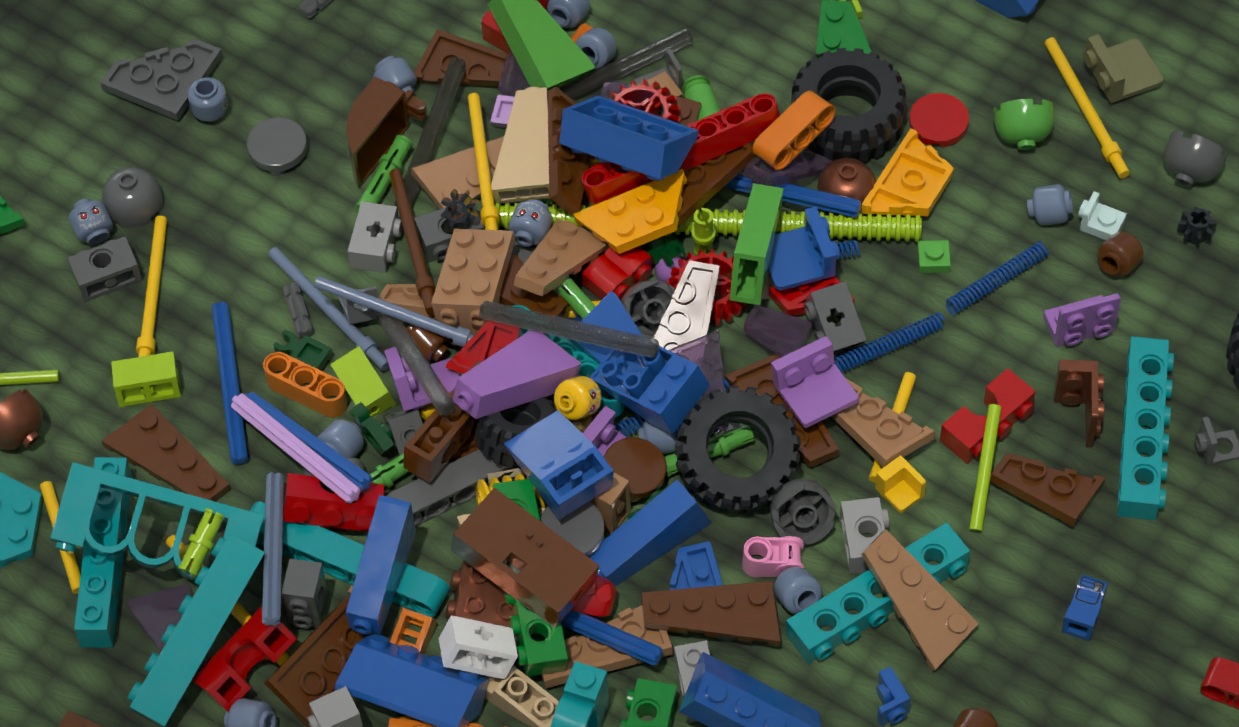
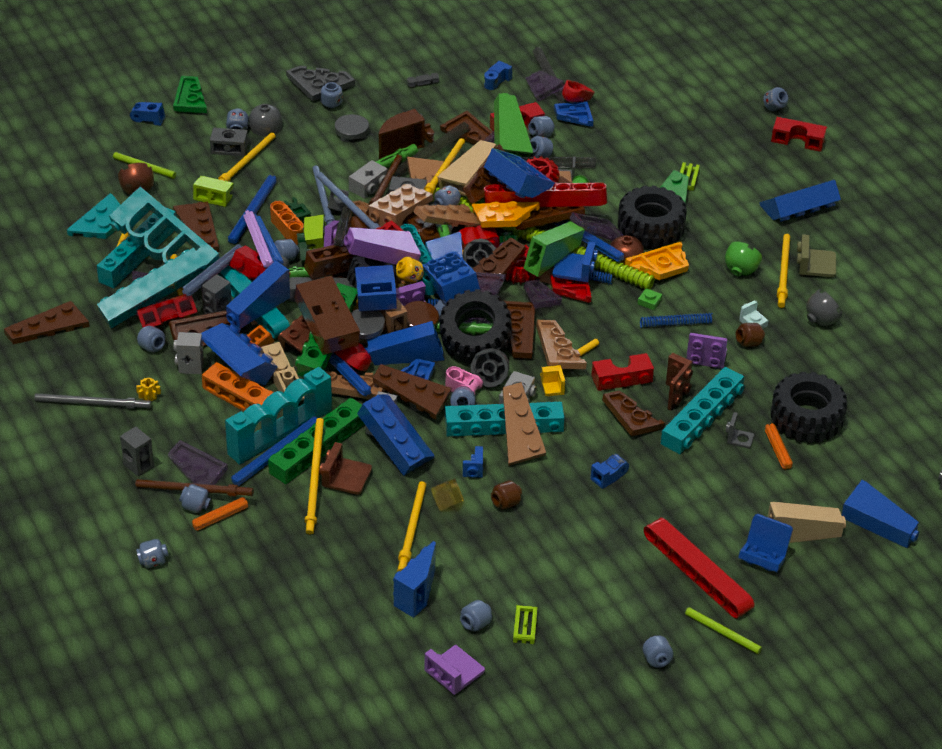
camera: 25 degrees right, 15 degrees down
(201, 542) = (186, 244): lime pin -> none
(297, 310) = (308, 193): dark grey axle -> none
(396, 71) = (434, 118): sand blue head -> none
(467, 208) = (415, 176): black gear -> none
(478, 647) = (278, 346): white brick -> none
(569, 329) = (424, 236): clear smoke axle -> none
(703, 231) = (532, 231): lime pin -> none
(794, 130) = (601, 208): orange beam -> none
(812, 383) = (538, 315): medium lavender bracket -> none
(838, 303) = (573, 308): dark grey brick -> none
(900, 340) = (619, 323): blue piece -> none
(939, 119) = (699, 245): red tile -> none
(985, 468) = (601, 390): lime bar -> none
(1050, 204) = (729, 300): sand blue head -> none
(1196, 226) = (802, 339): black gear -> none

